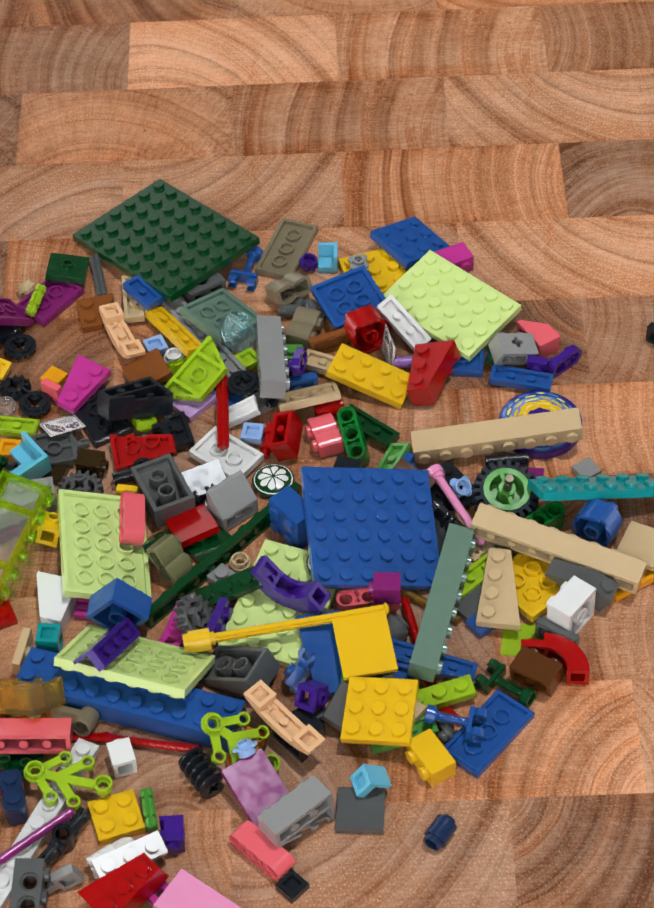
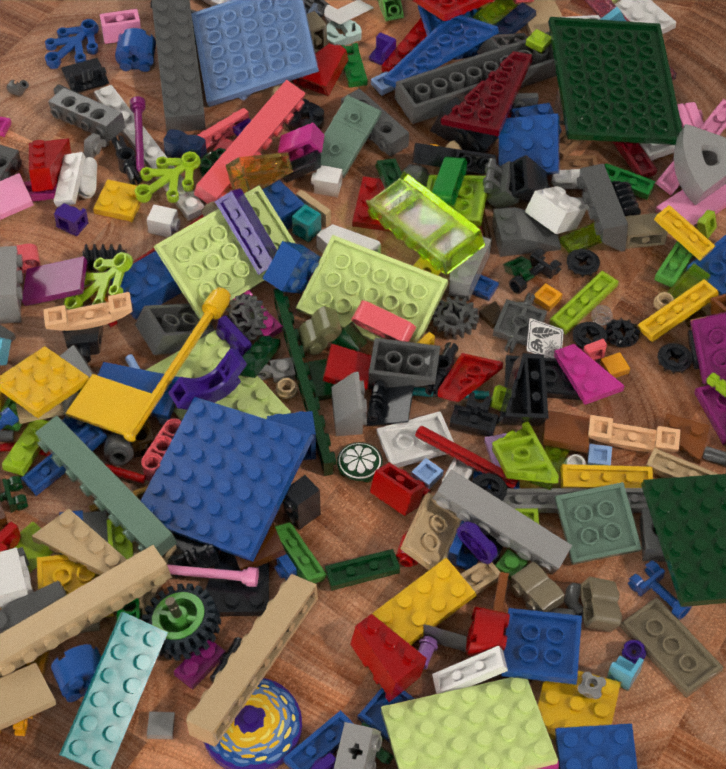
camera: 120 degrees right, 5 degrees up
(31, 459) = (505, 293): medium azure panel -> none
(93, 461) = (480, 338): dark brown brick -> none
(142, 293) = (673, 468): blue plate -> none
(149, 810) = (107, 219): bright green axle -> none
(237, 331) = (560, 515): clear light blue tile -> none
(245, 748) = (87, 277): light blue plate -> none
(295, 671) = (137, 357): blue plate -> none
(317, 696) = (96, 346): dark purple brick -> none
(324, 435) = (378, 526): coral brick -> none
(350, 428) = (352, 540): green beam -> none
(386, 588) = (149, 450): magenta brick -> none
(466, 486) = (220, 589): light blue plate -> none

